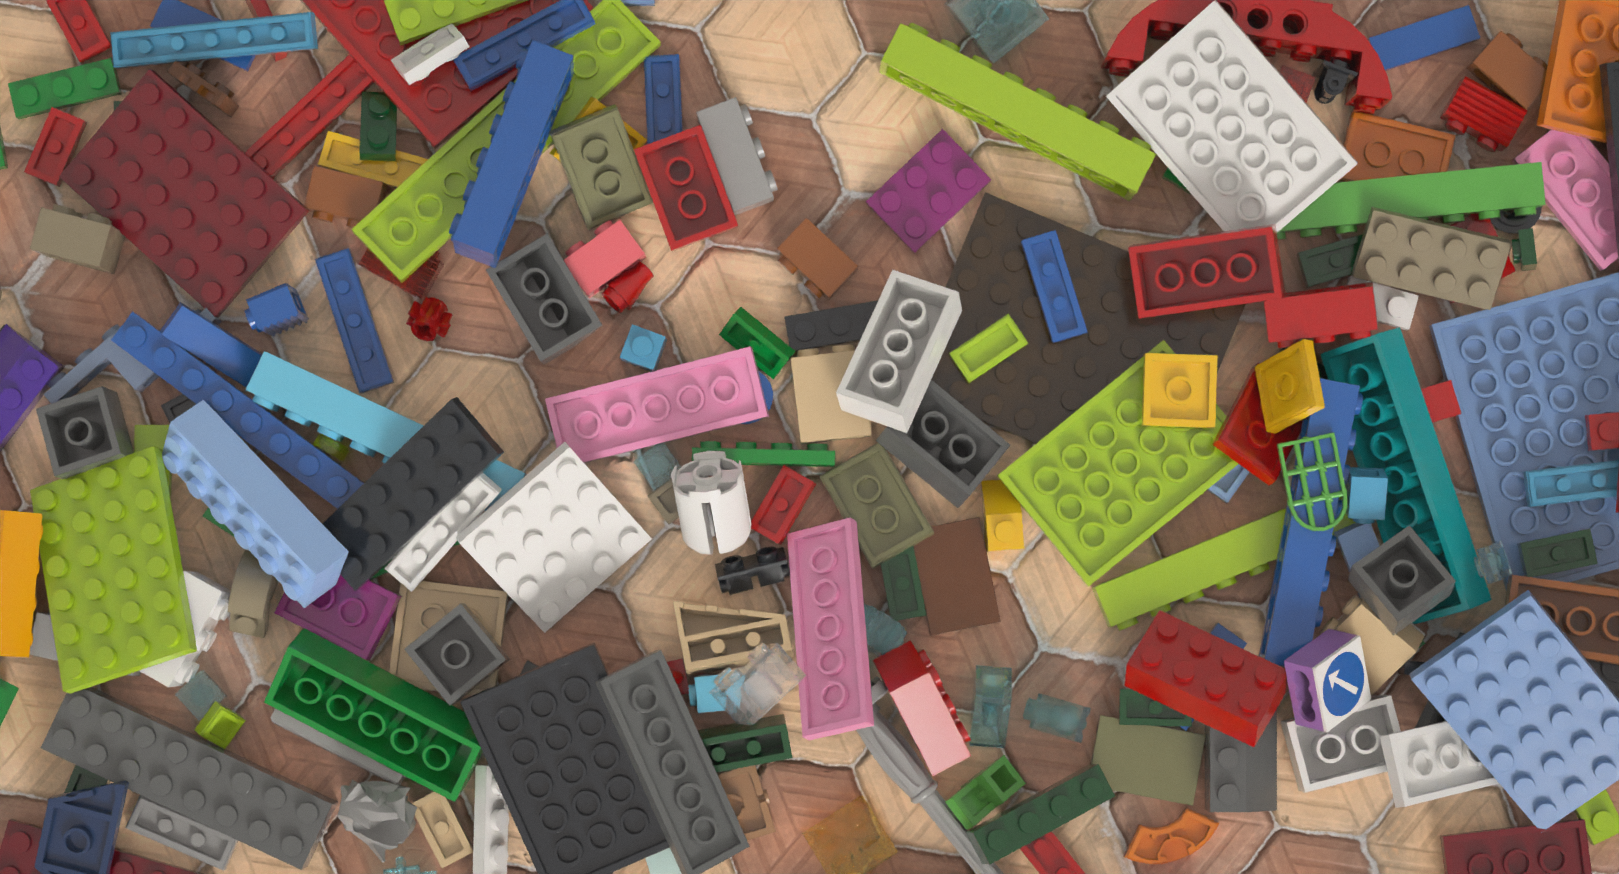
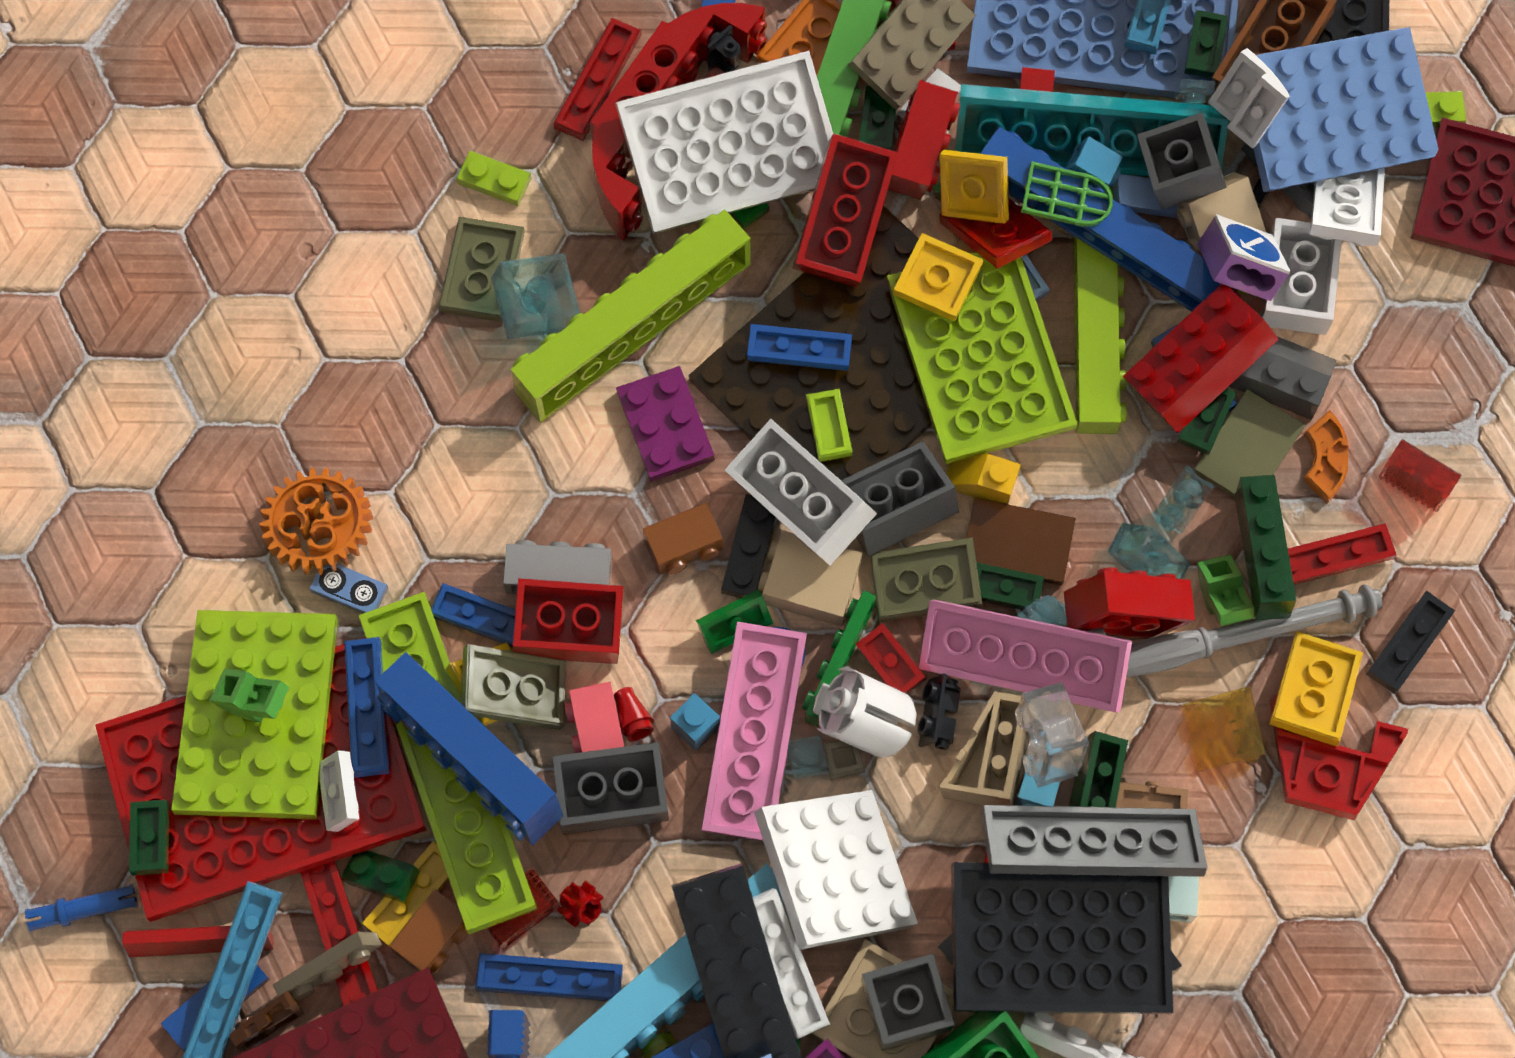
camera: 65 degrees left, 15 degrees down
(271, 120) = (328, 965): none -> dark tan plate
(1492, 622) = (1249, 97): none -> white slope

